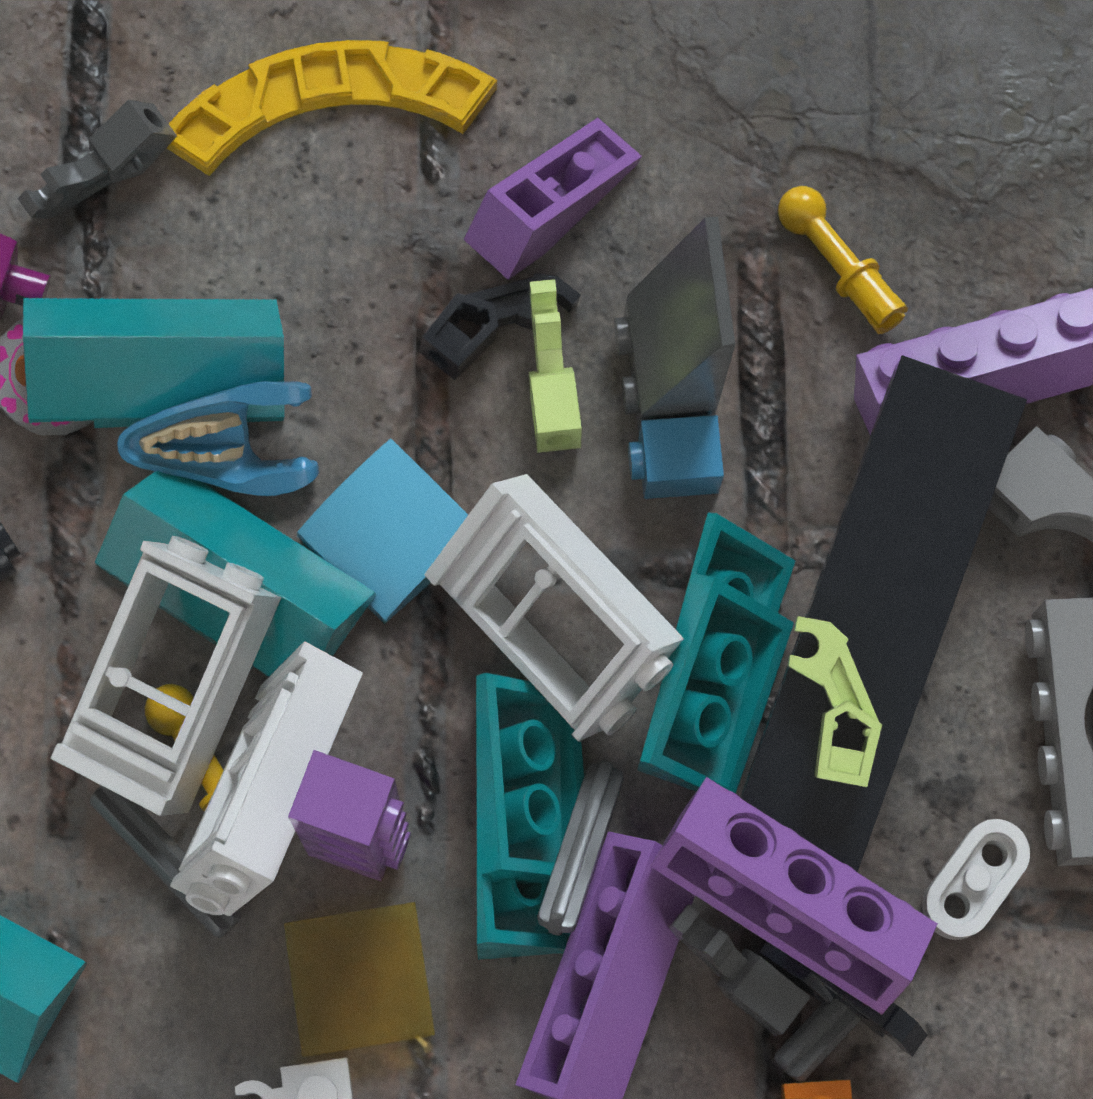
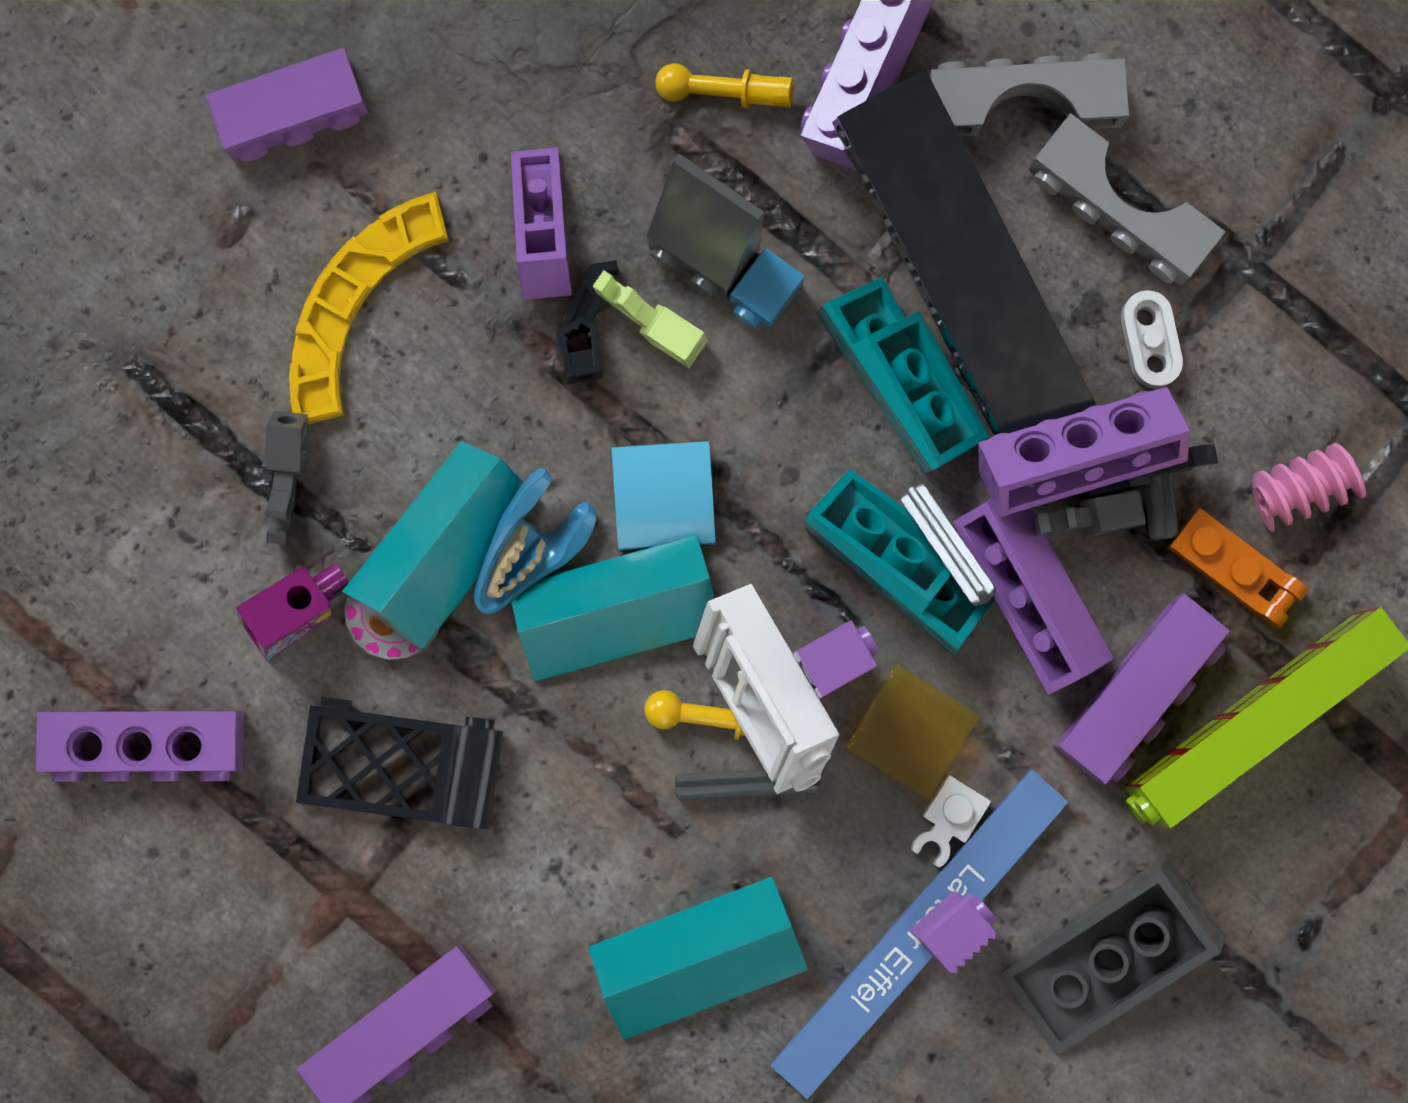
camera: 45 degrees left, 10 degrees up
(127, 759) = (672, 760): white door -> none
(484, 548) = (732, 444): white door -> none
(837, 673) = (983, 317): yellowish green piece -> none

